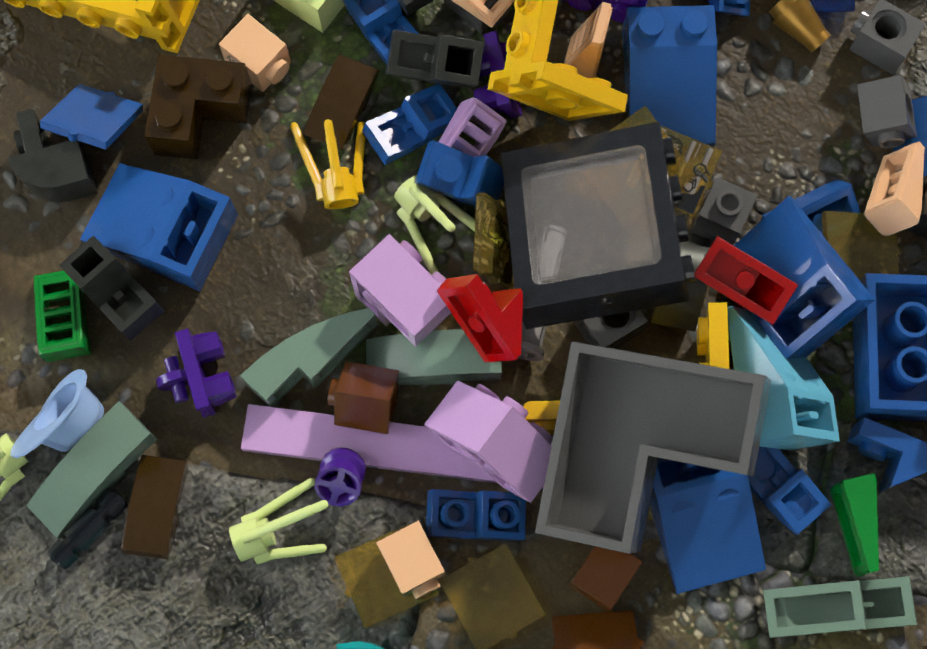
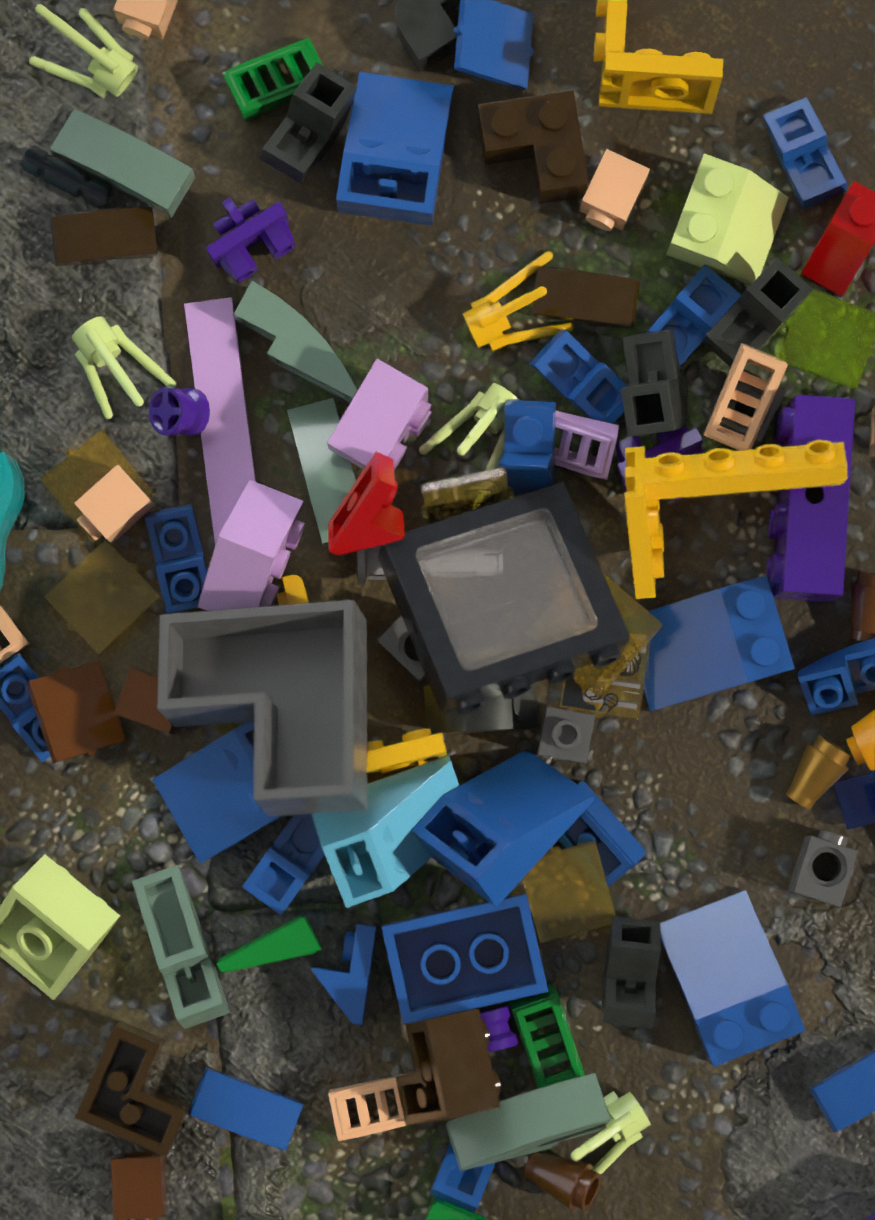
camera: 75 degrees right, 10 degrees up
(63, 418) = (163, 117): light blue piece -> none
(364, 397) = (265, 413): reddish brown brick -> none
(588, 42) = (718, 544): light nougat slope -> none
(745, 280) = (479, 767): red slope -> none
(887, 111) = (728, 887): dark grey brick -> none
(897, 196) = (636, 914): light nougat slope -> none

